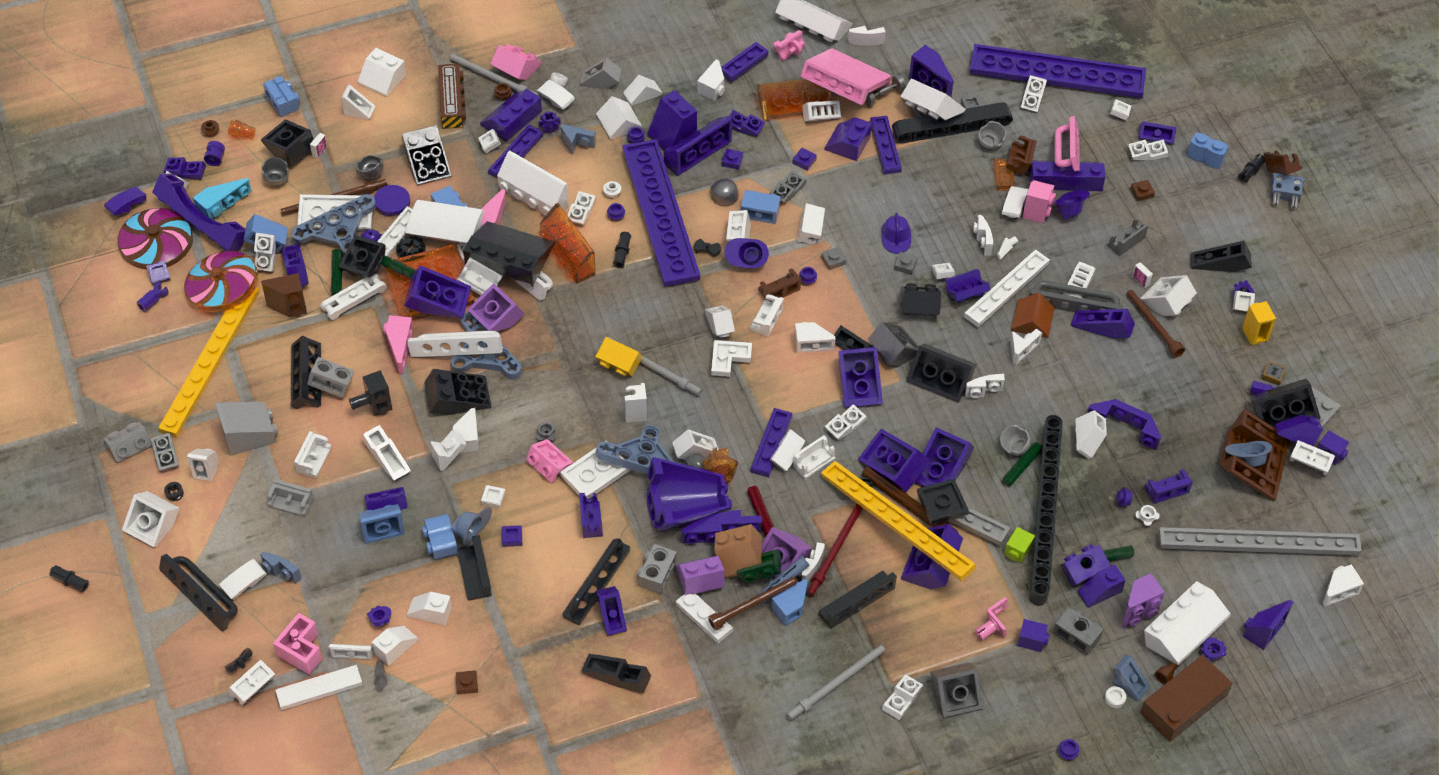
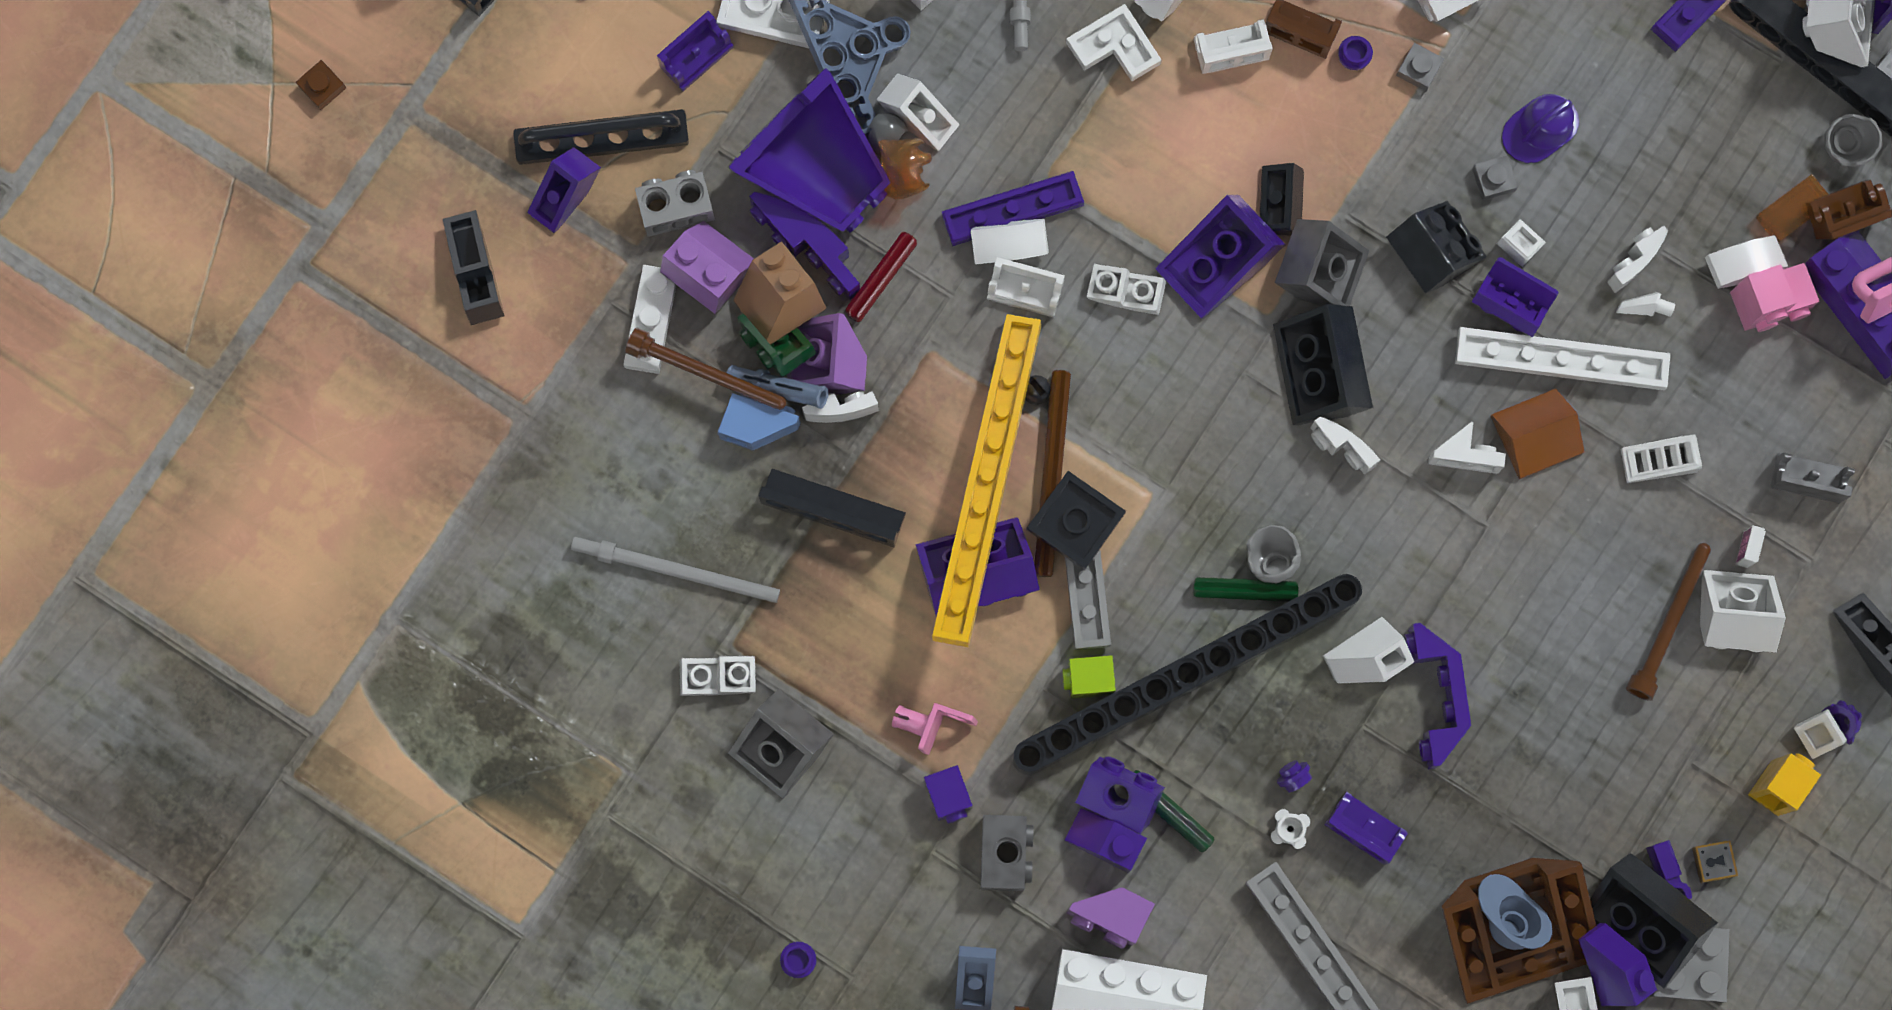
camera: 55 degrees right, 25 degrees up
(813, 338) = (1238, 136): white slope -> none
(819, 577) = (828, 432): dark red bar -> none
(894, 460) = (1101, 403): dark purple slope -> none
(946, 456) = (1159, 471): dark purple slope -> none
(1071, 203) = (1810, 346): dark purple piece -> none
(1075, 302) = (1641, 546): dark grey piece -> none
(1107, 322) = (1607, 546): dark purple slope -> none
(1115, 697) = (935, 972): white tile -> none

